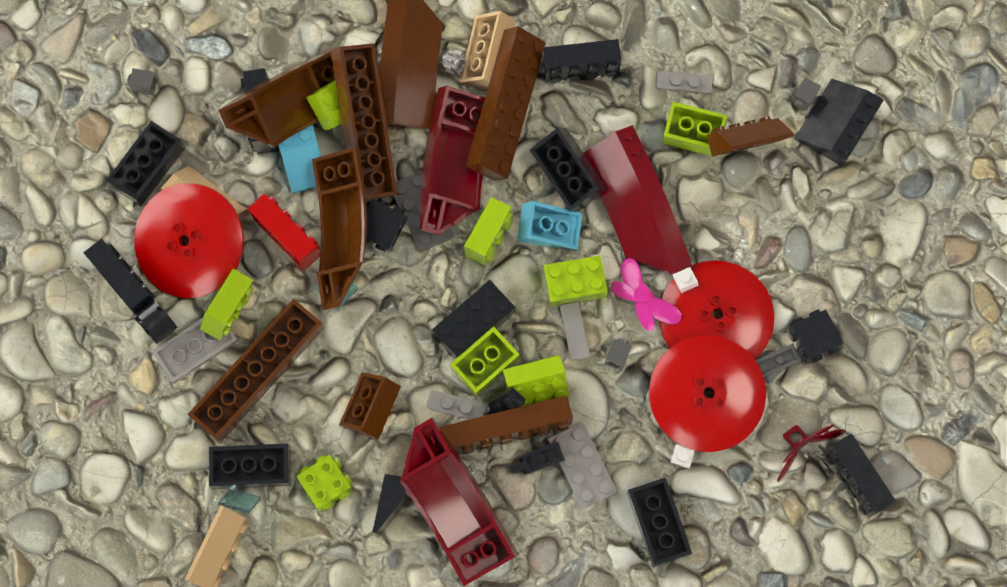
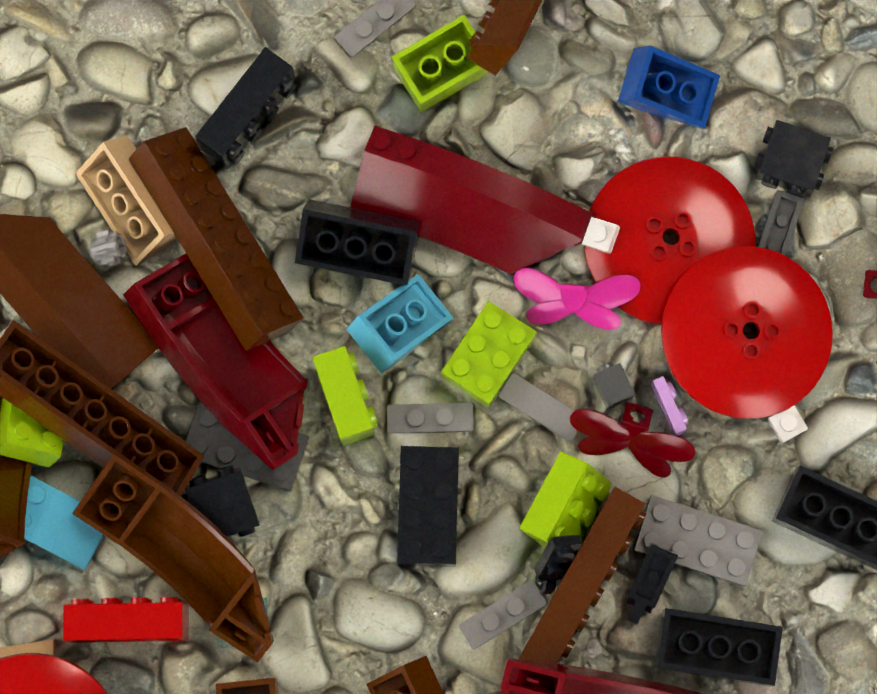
camera: 45 degrees left, 5 degrees up
(484, 361) = (487, 538): lime brick -> none
(518, 284) = (430, 417): none -> light grey piece
(538, 522) = (718, 647): none -> black brick
(591, 375) = (648, 448): none -> dark red piece
(638, 383) = (665, 395): none -> lavender plate
(791, 245) = (668, 87): none -> blue slope

